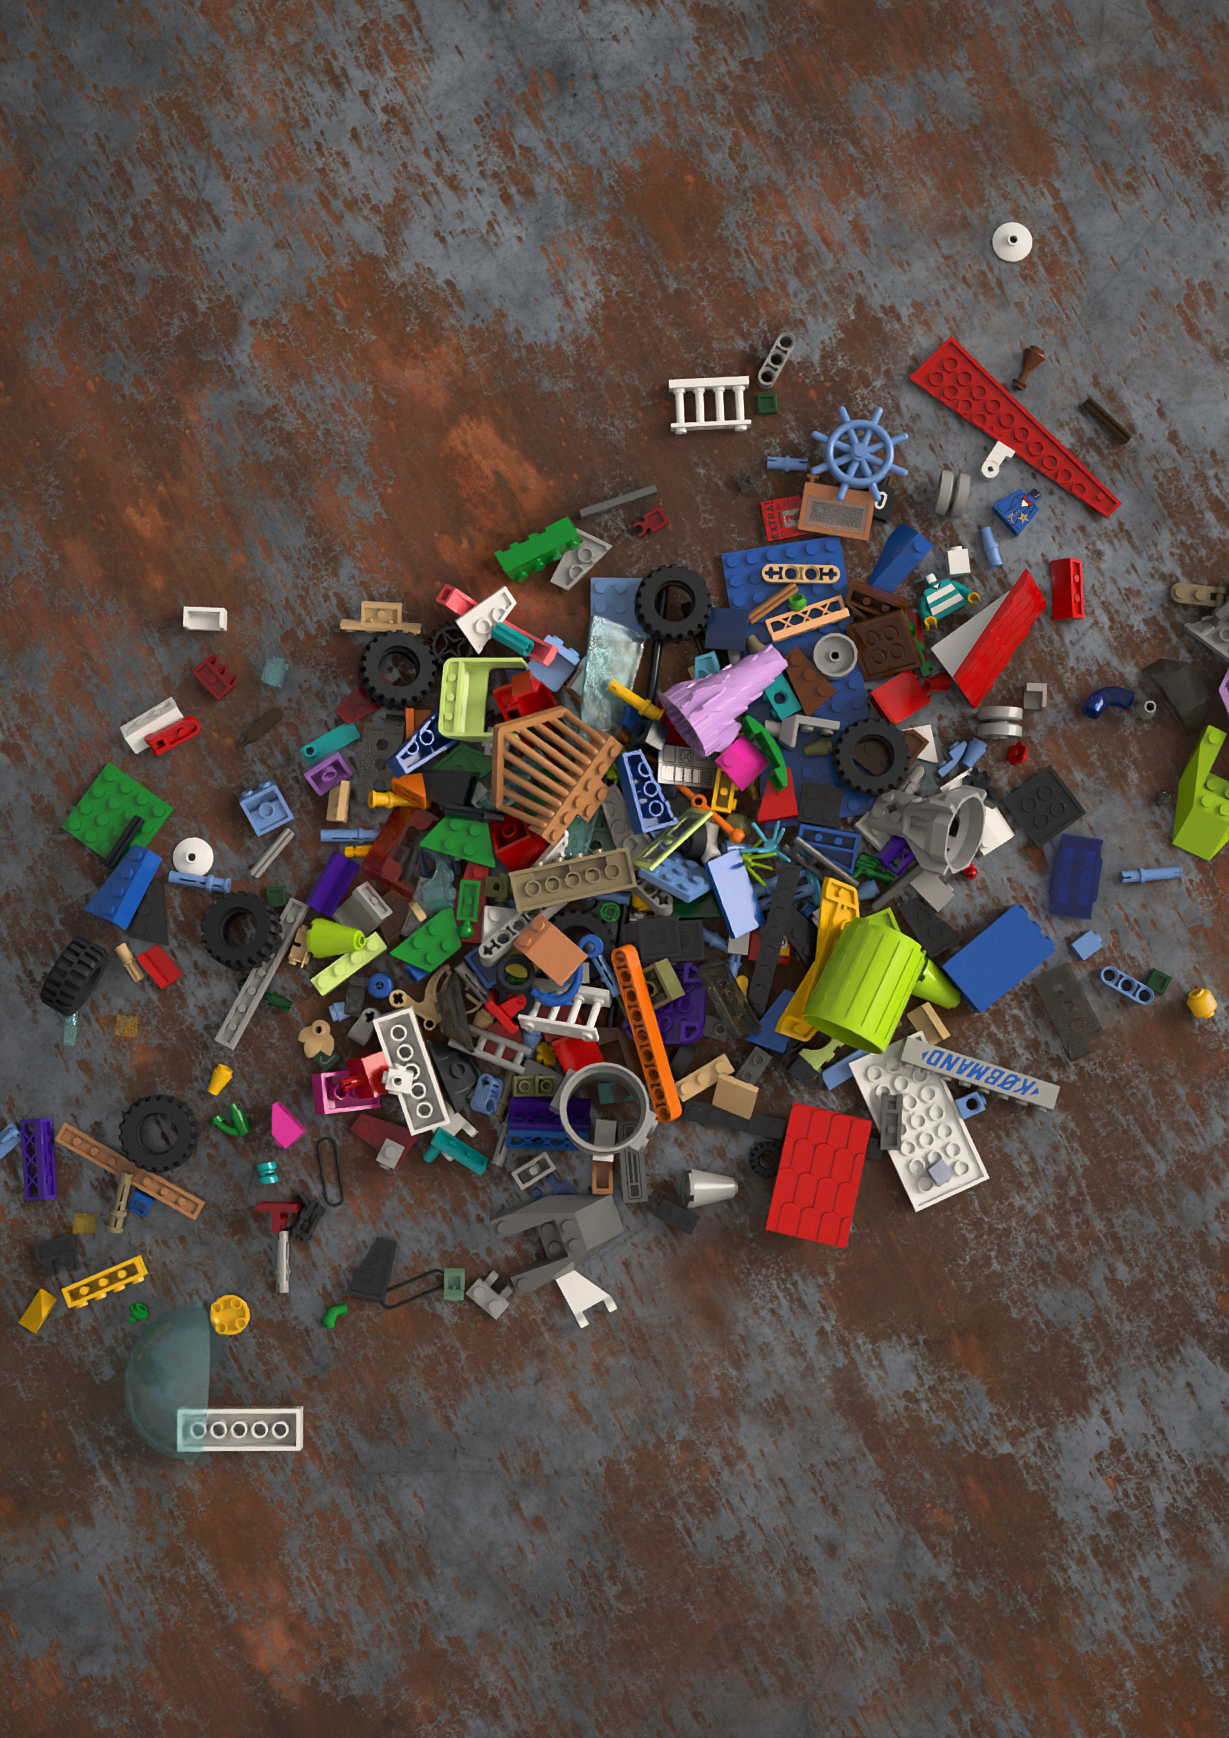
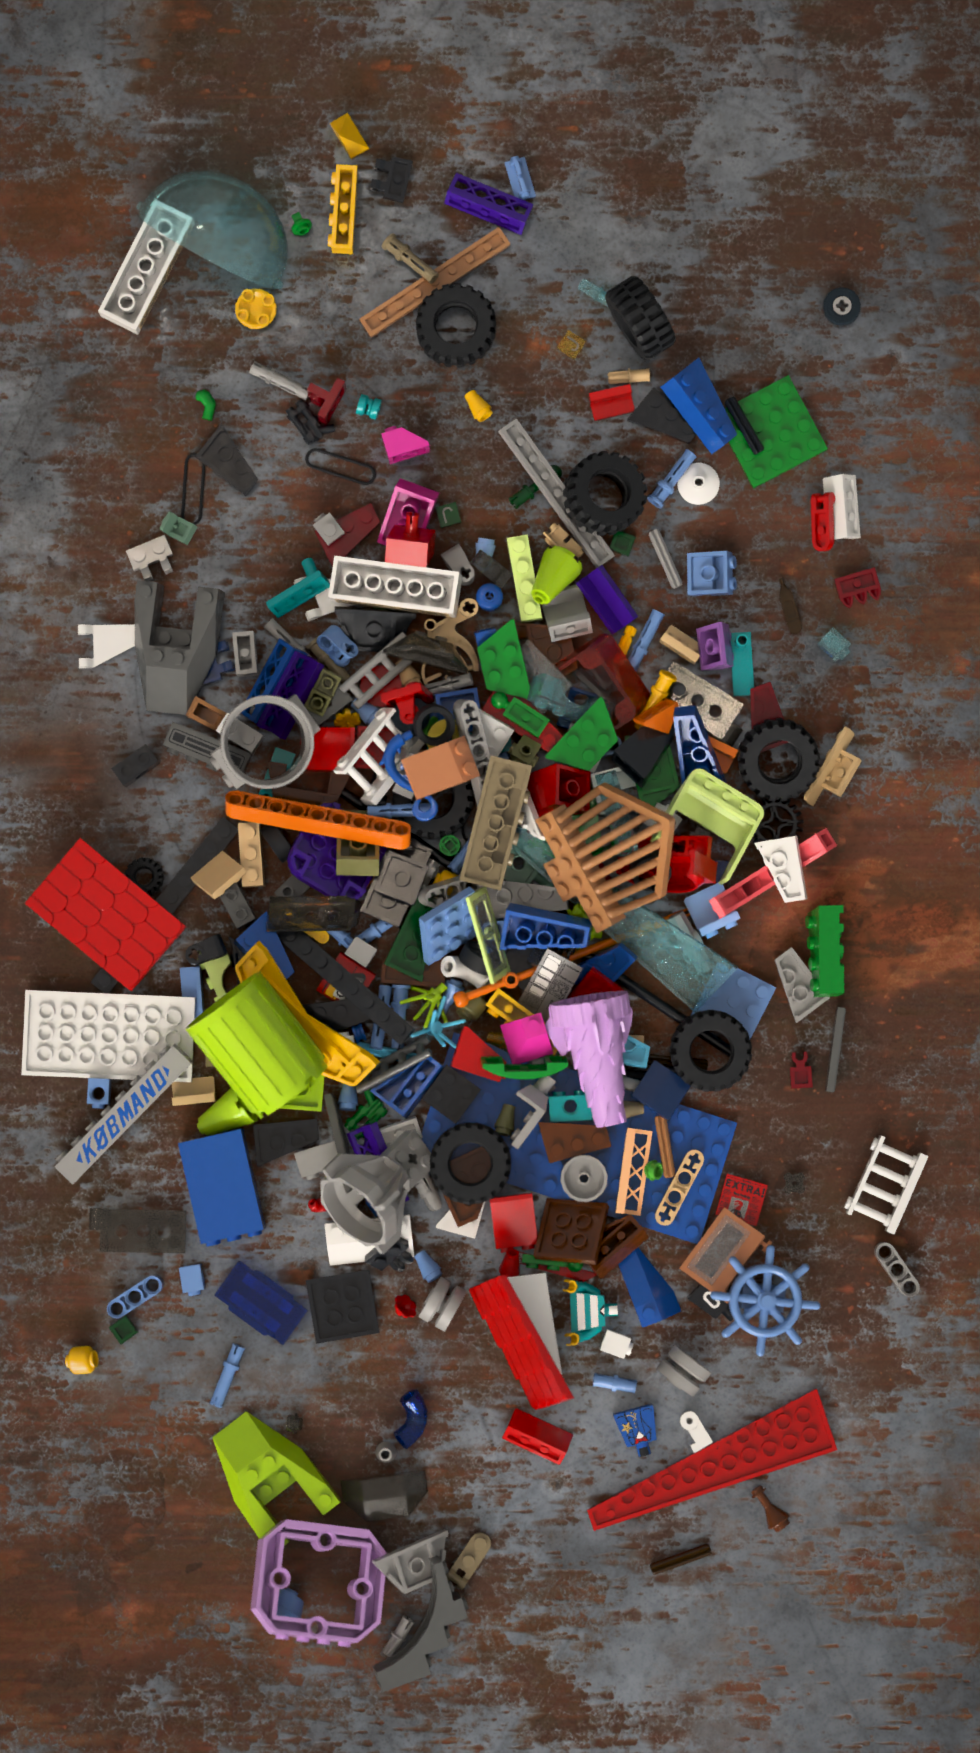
camera: 120 degrees right, 0 degrees up
(84, 1223) = (407, 217): clear yellow slope -> none
(141, 1203) = (400, 278): blue slope -> none
(205, 619) = (918, 604): white panel -> none
(238, 1119) = (431, 405): green plant -> none
(317, 1041) = (467, 512): tan plate -> none
(403, 1084) = (384, 569): white brick -> none
(417, 910) = (541, 665): tan tile -> none
(474, 813) = (599, 771): black axle -> none
(512, 639) = (751, 881): teal axle -> none
(643, 706) = (626, 973): yellow pin -> none
(648, 736) = (595, 962): black brick -> none
(705, 1188) = (147, 805): light grey cone -> none
(734, 893) = (407, 969): tile -> none
(767, 403) = (860, 1240): dark green tile -> none
(787, 463) = (792, 1230): medium blue pin -> none
(891, 1122) = (119, 1008): dark grey plate -> none
(939, 1172) = (50, 1030): slope -> none
(954, 755) = (434, 1247): medium blue slope -> none
(1012, 251) = (900, 1546): white dish -> none
(1035, 696) = (451, 1352): light grey panel -> none

